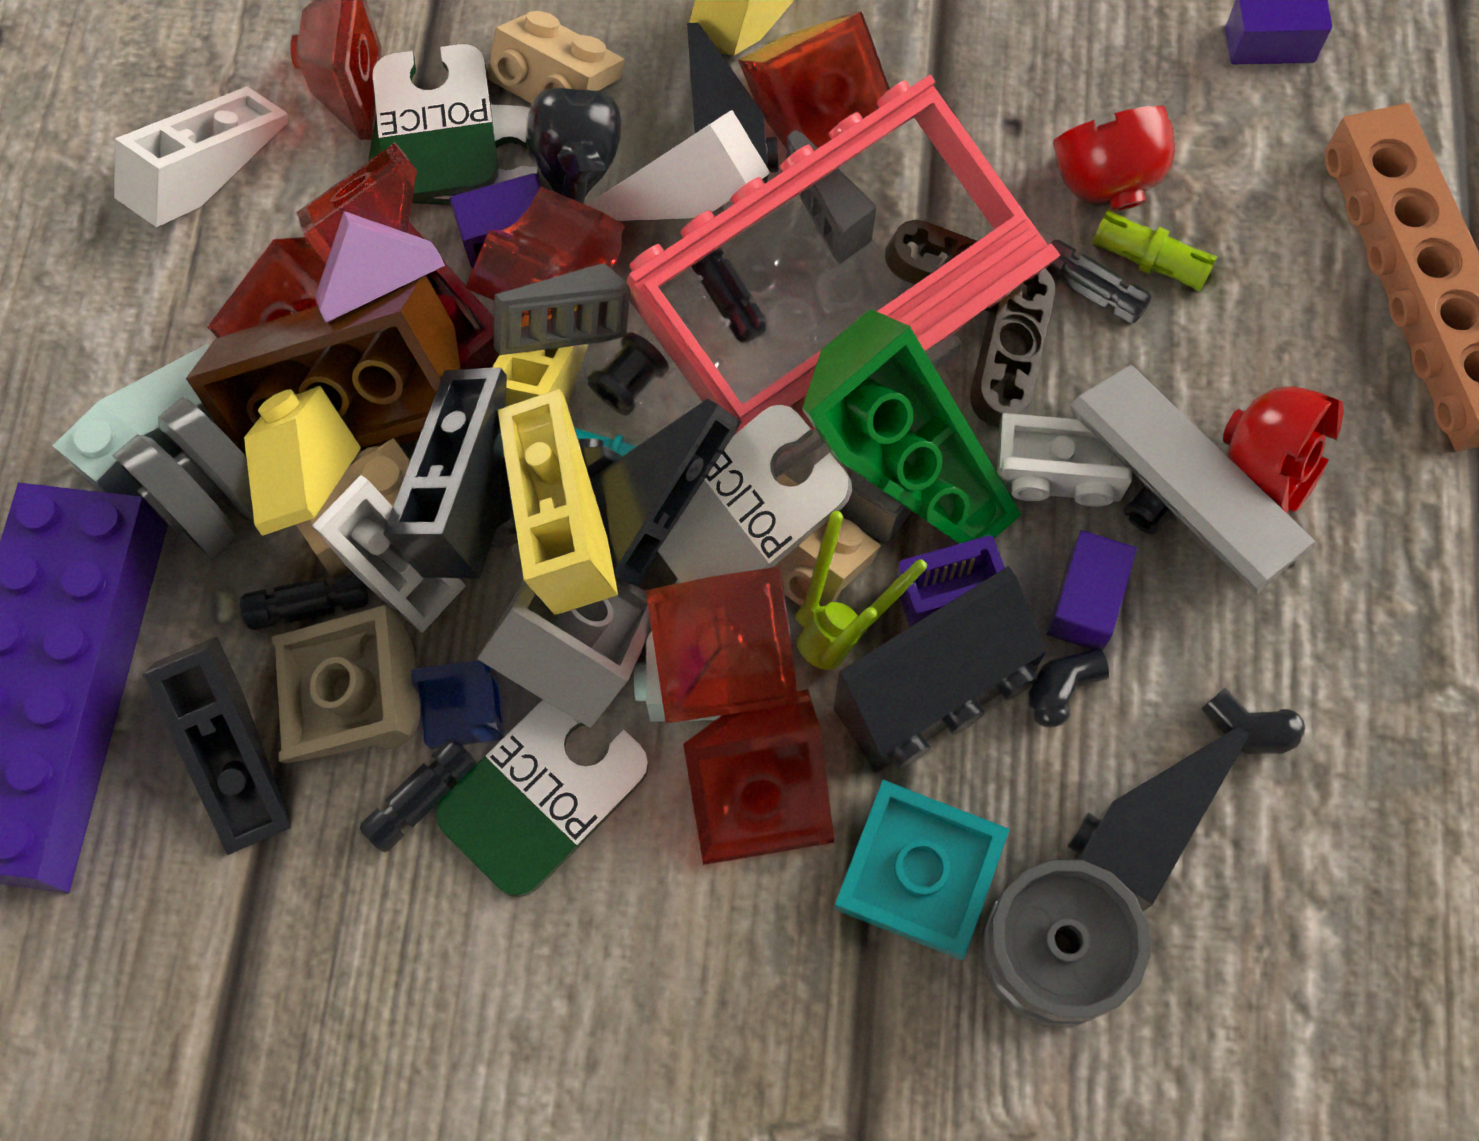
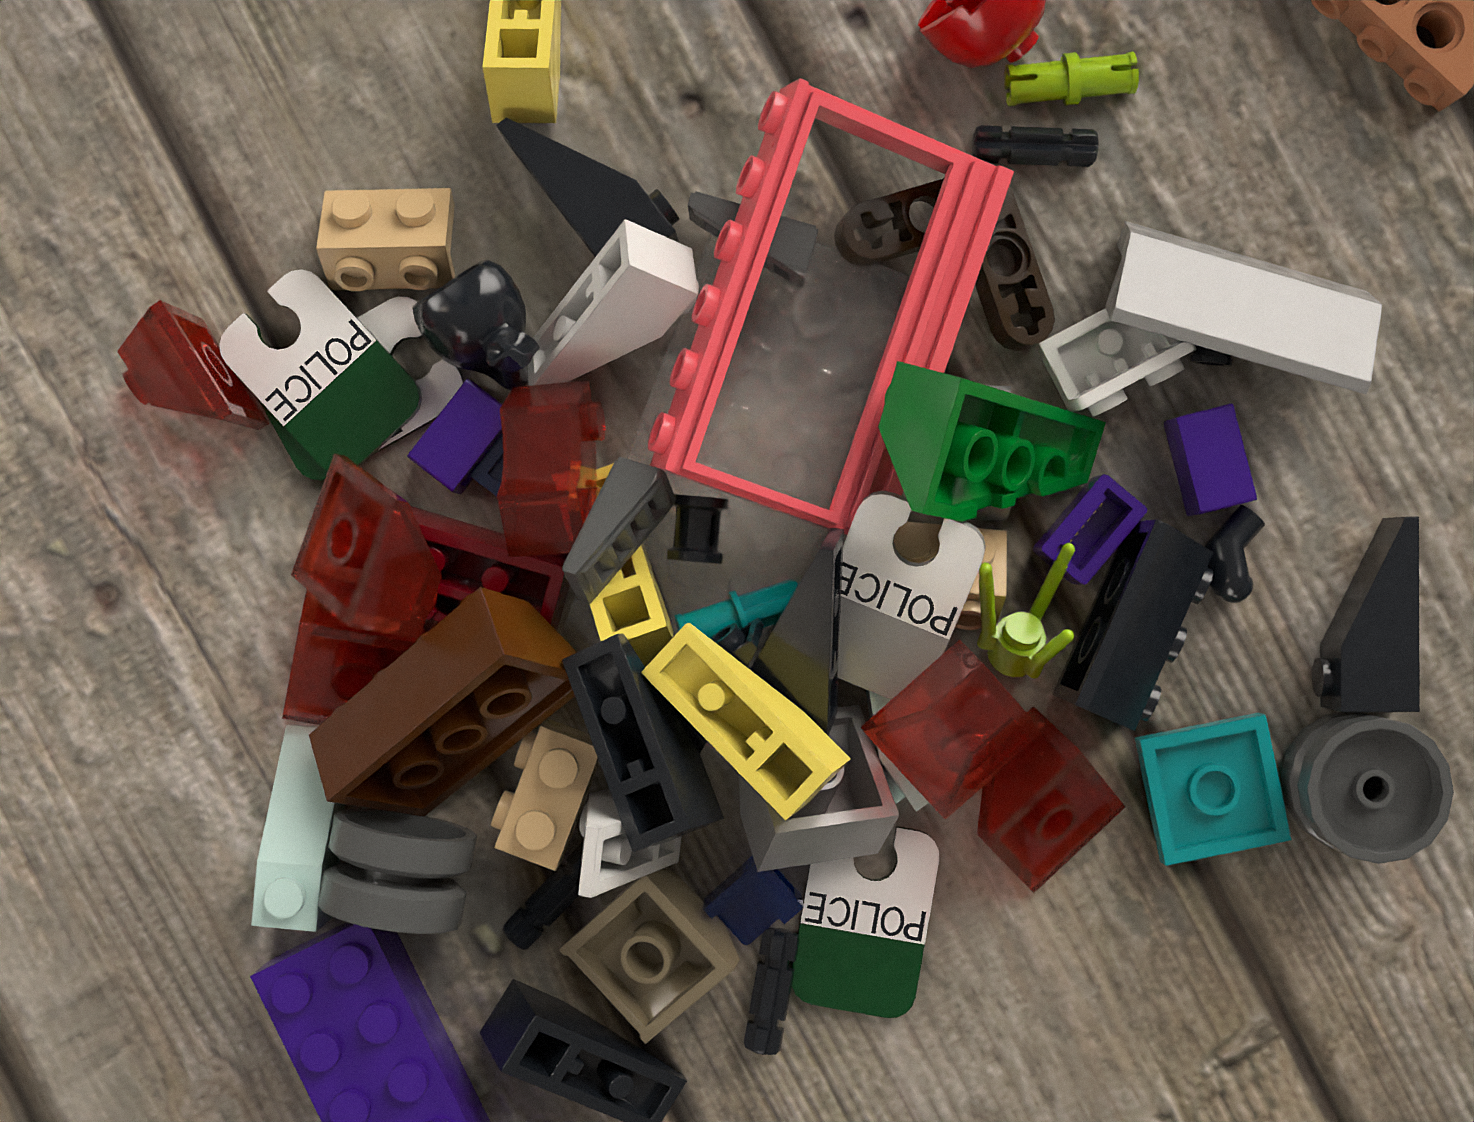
camera: 40 degrees left, 20 degrees up
(191, 155) = (128, 554): white slope -> none
(296, 457) = (483, 810): light yellow slope -> none
(369, 263) = (430, 611): lavender slope -> none
(730, 296) = (738, 392): black axle -> none
(816, 78) = (661, 105): clear red slope -> none
(1269, 731) = (1425, 488): black arm -> none
(1282, 441) = (1296, 220): red cylinder -> none

